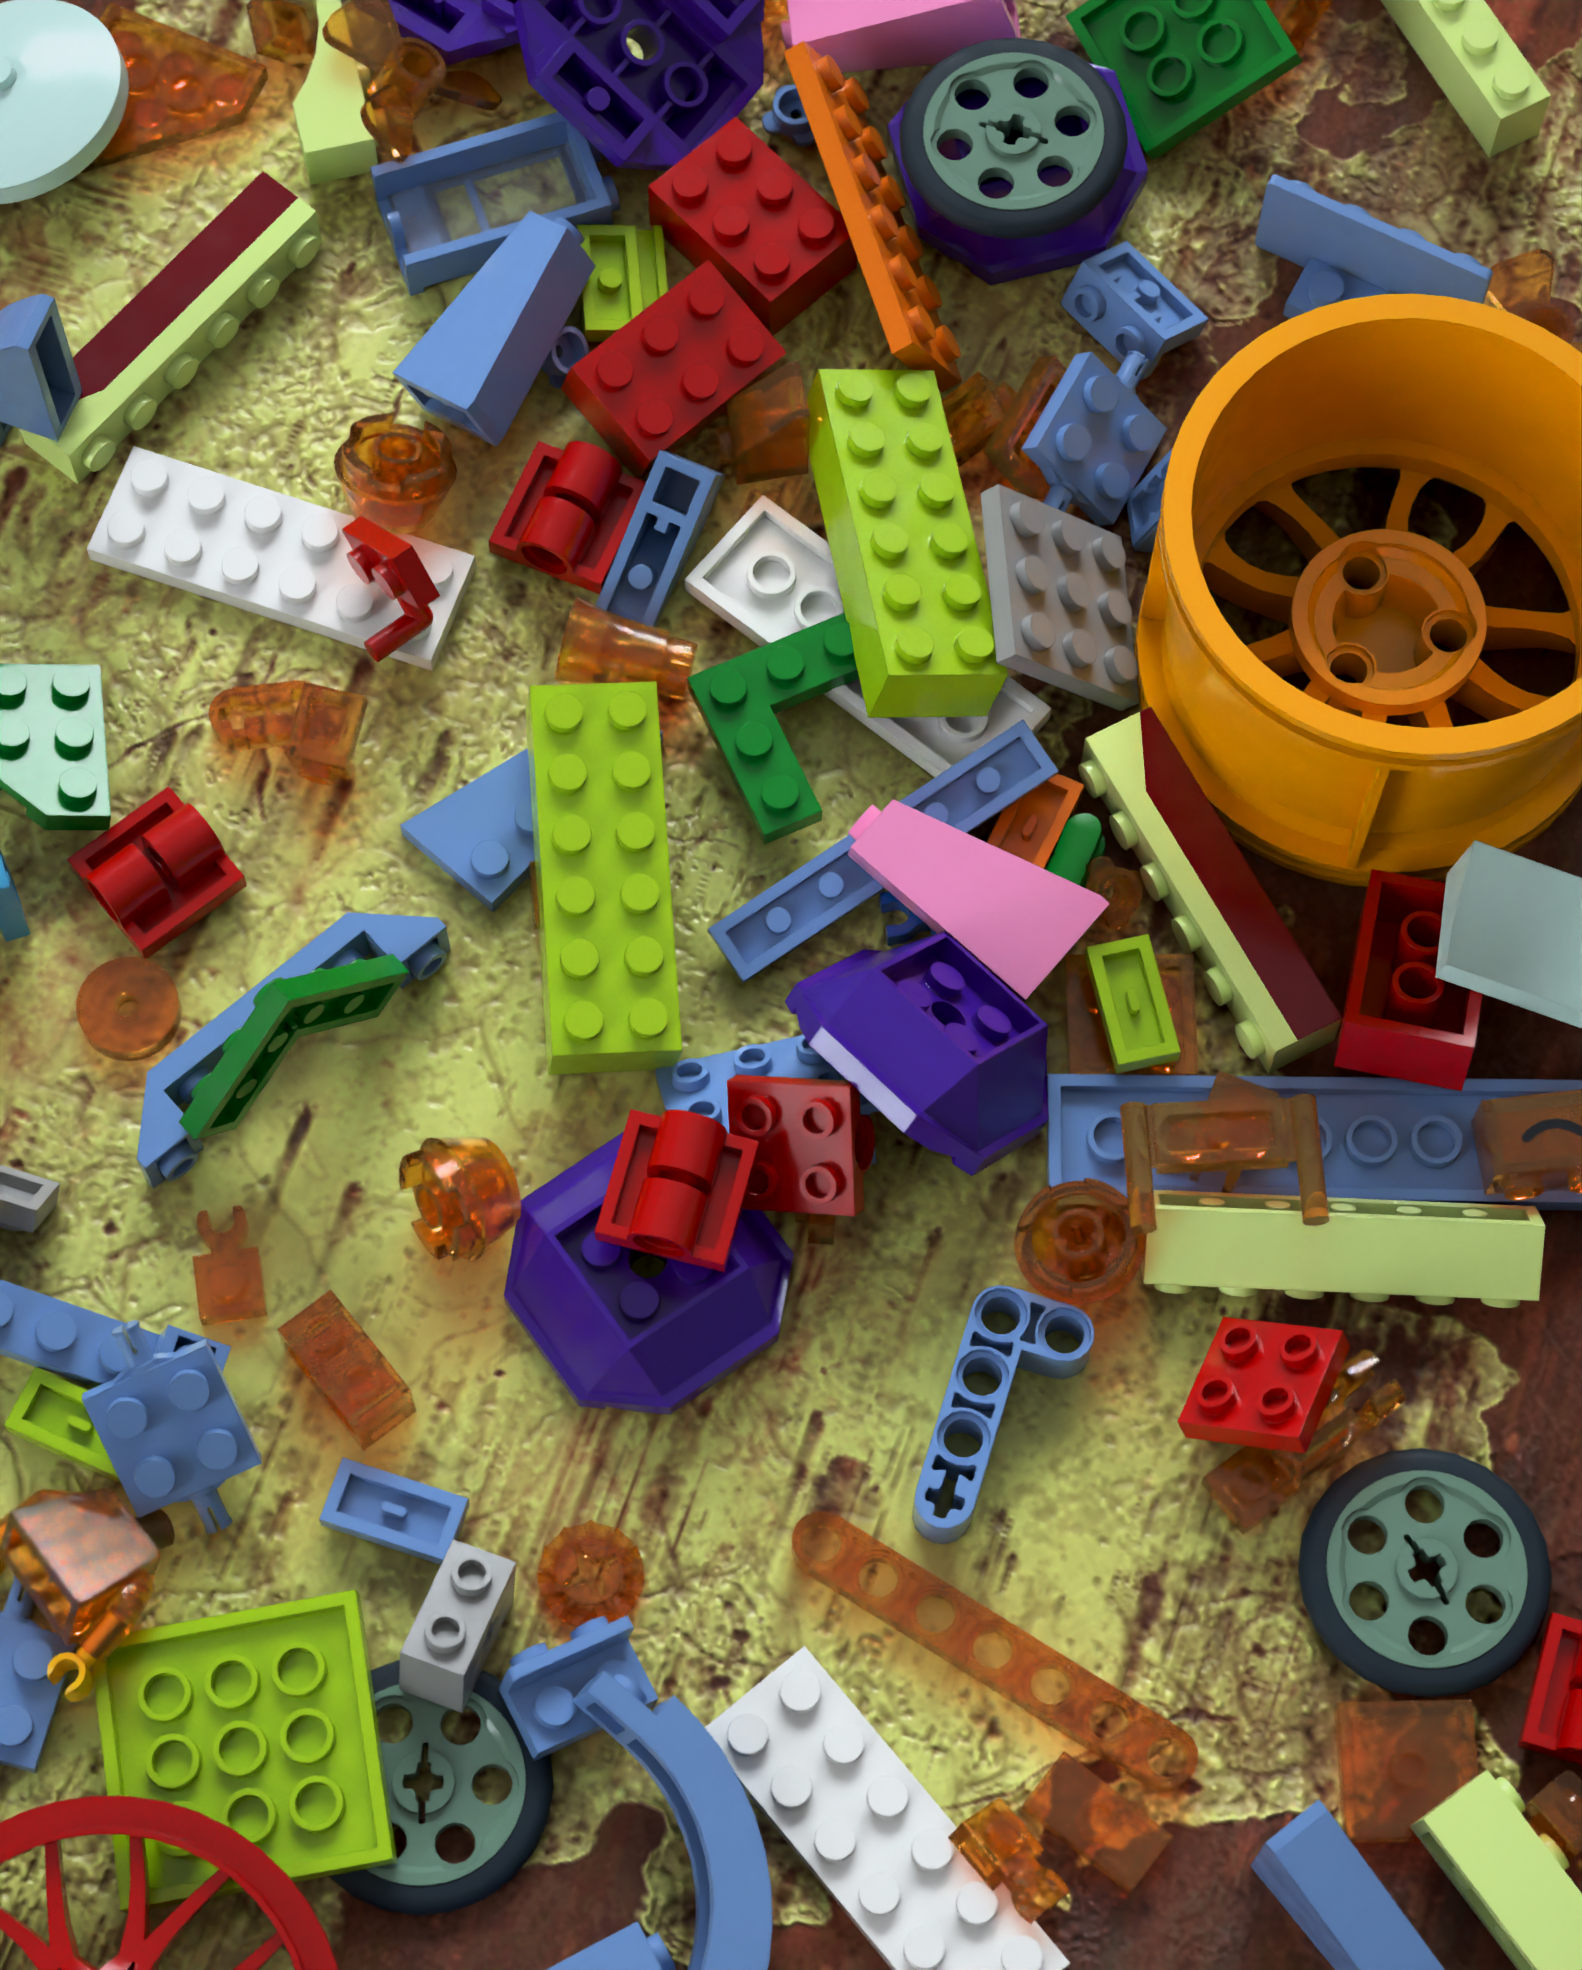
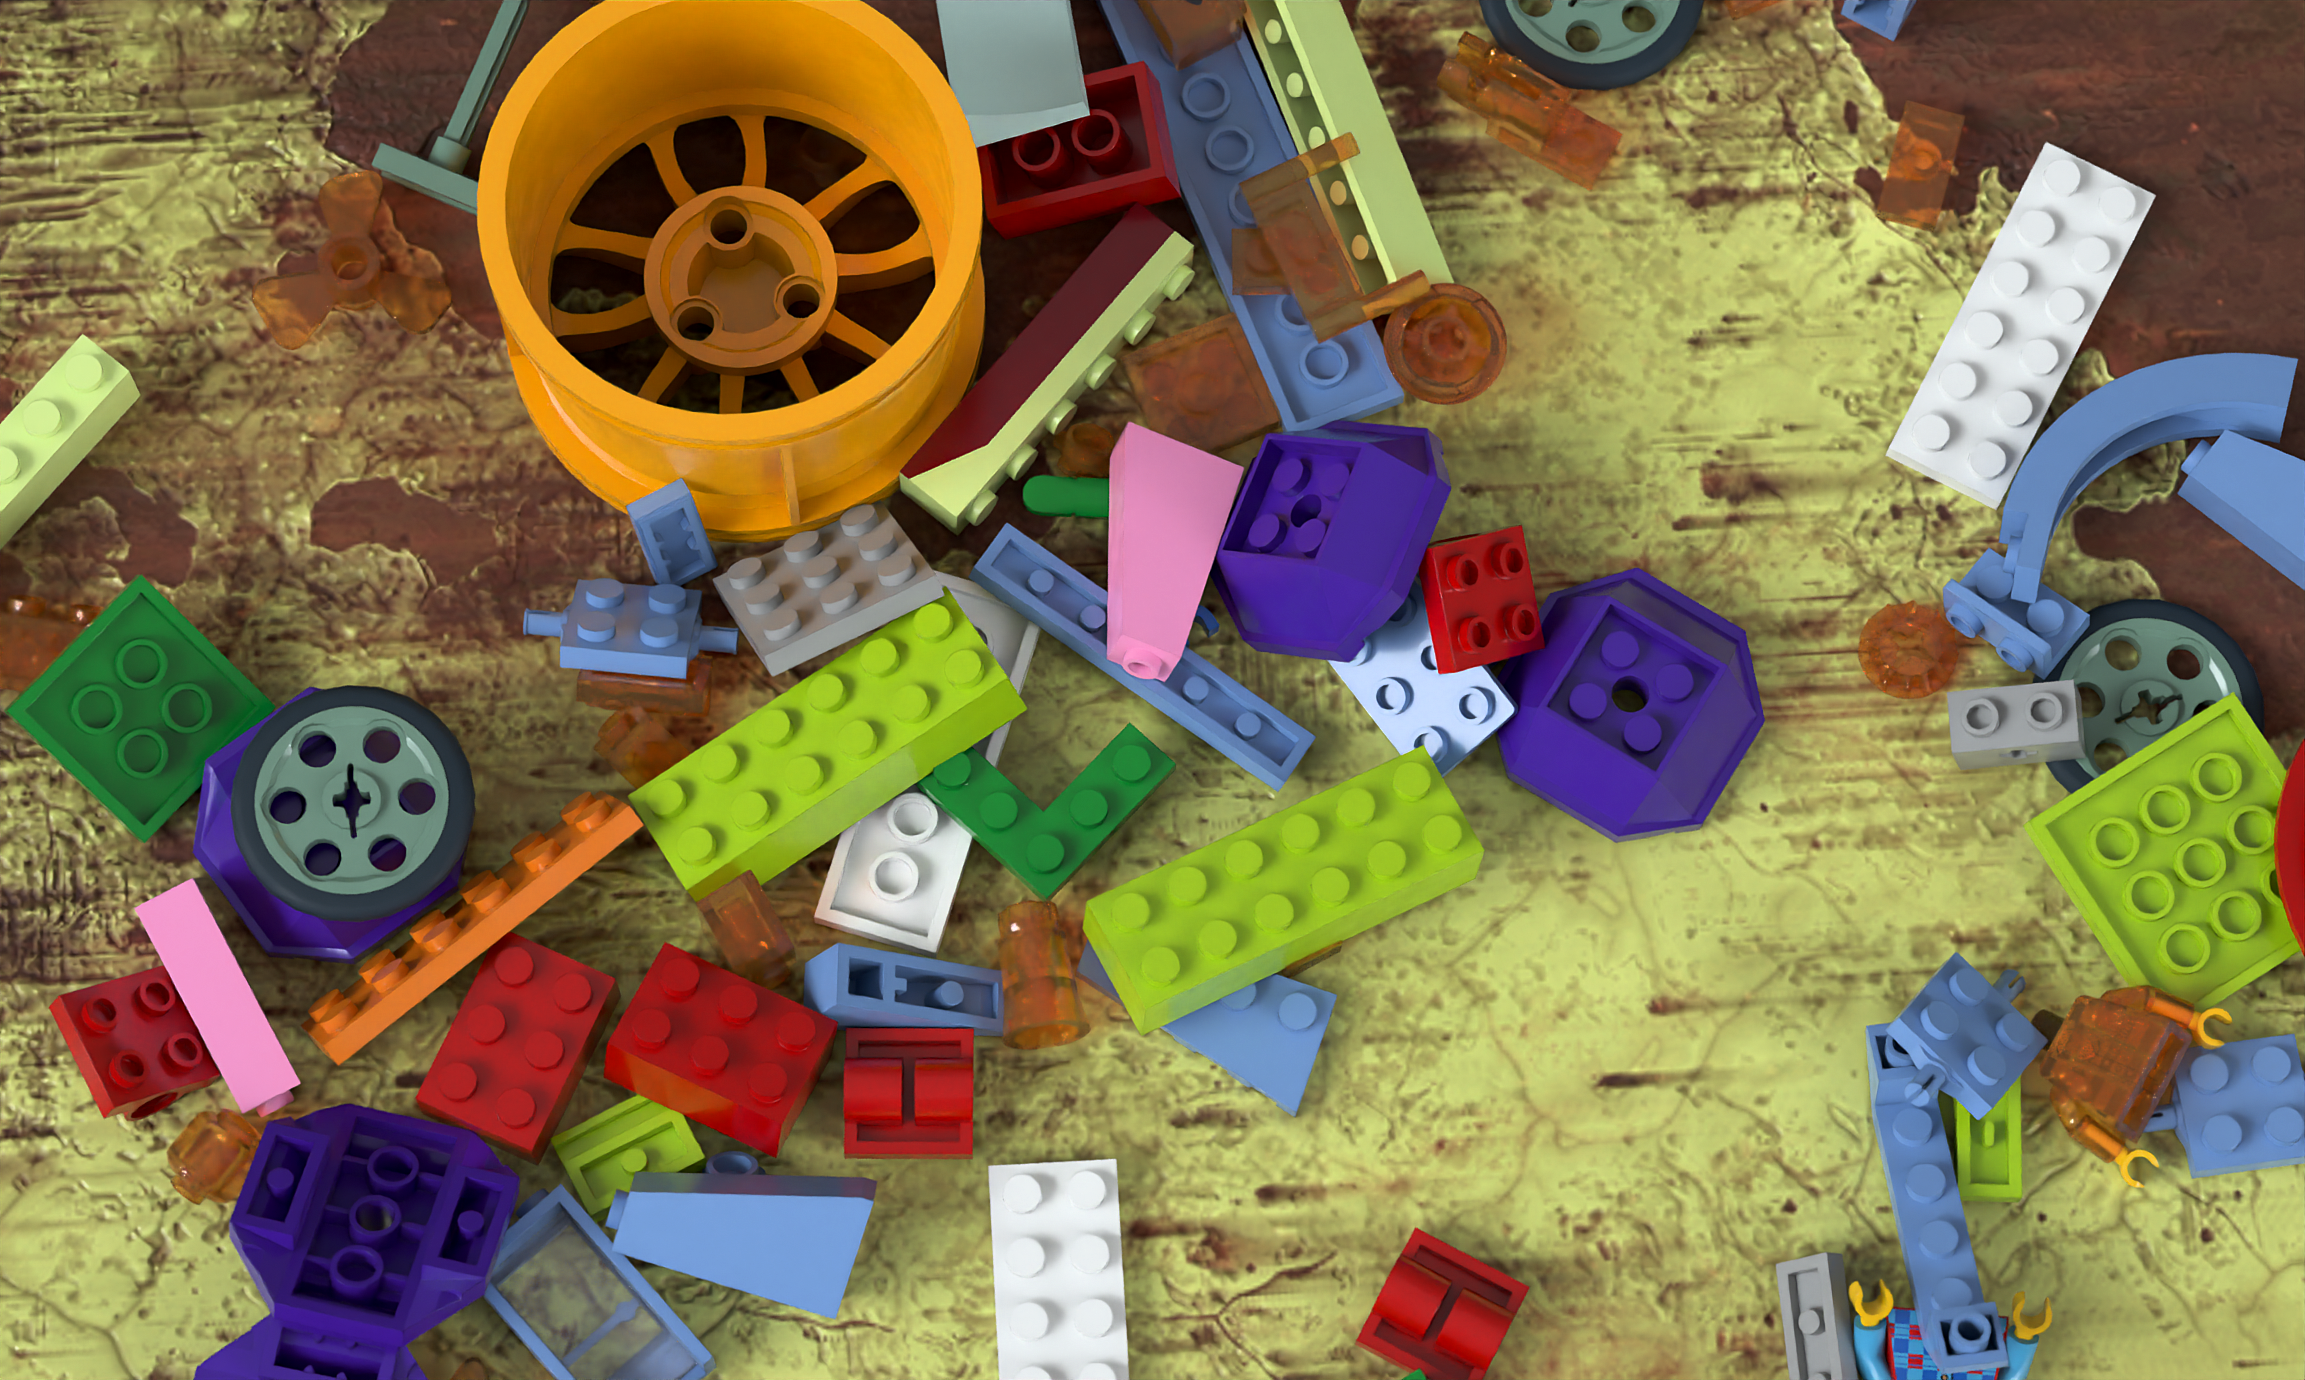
camera: 115 degrees left, 5 degrees up
(123, 982) = (1576, 1312): clear orange piece -> none
(164, 1145) = (1695, 1182): medium blue slope -> none
(230, 1277) = (1790, 1073): clear orange plate -> none
(267, 712) = (1220, 1296): clear orange beam -> none
(280, 1016) = (1577, 1079): green plate -> none
(325, 733) = (1243, 1211): clear orange bracket -> none
(347, 1370) = (1835, 922): clear orange brick -> none
(393, 1511) = (1935, 832): medium blue plate -> none
(395, 472) = (943, 1265): clear orange cone -> none
(401, 575) = (1077, 1186): red plate -> none
(463, 1195) = (1638, 887): clear orange cone -> none
(677, 1188) = (1577, 673): red plate -> none
(780, 120) = (372, 1080): medium blue plate -> none
(982, 1415) = (1623, 374): medium blue beam -> none
(1006, 1853) = (1986, 224): clear orange plate -> none
(1009, 1680) = (1808, 327): clear orange beam -> none
(1036, 821) = (1072, 538): orange plate -> none
(1131, 305) = (460, 654): medium blue bracket -> none
(1132, 1003) = (1201, 381): lime plate -> none
(1264, 1384) = (1506, 147): red plate -> none
(1355, 254) = (356, 452): medium blue bracket -> none

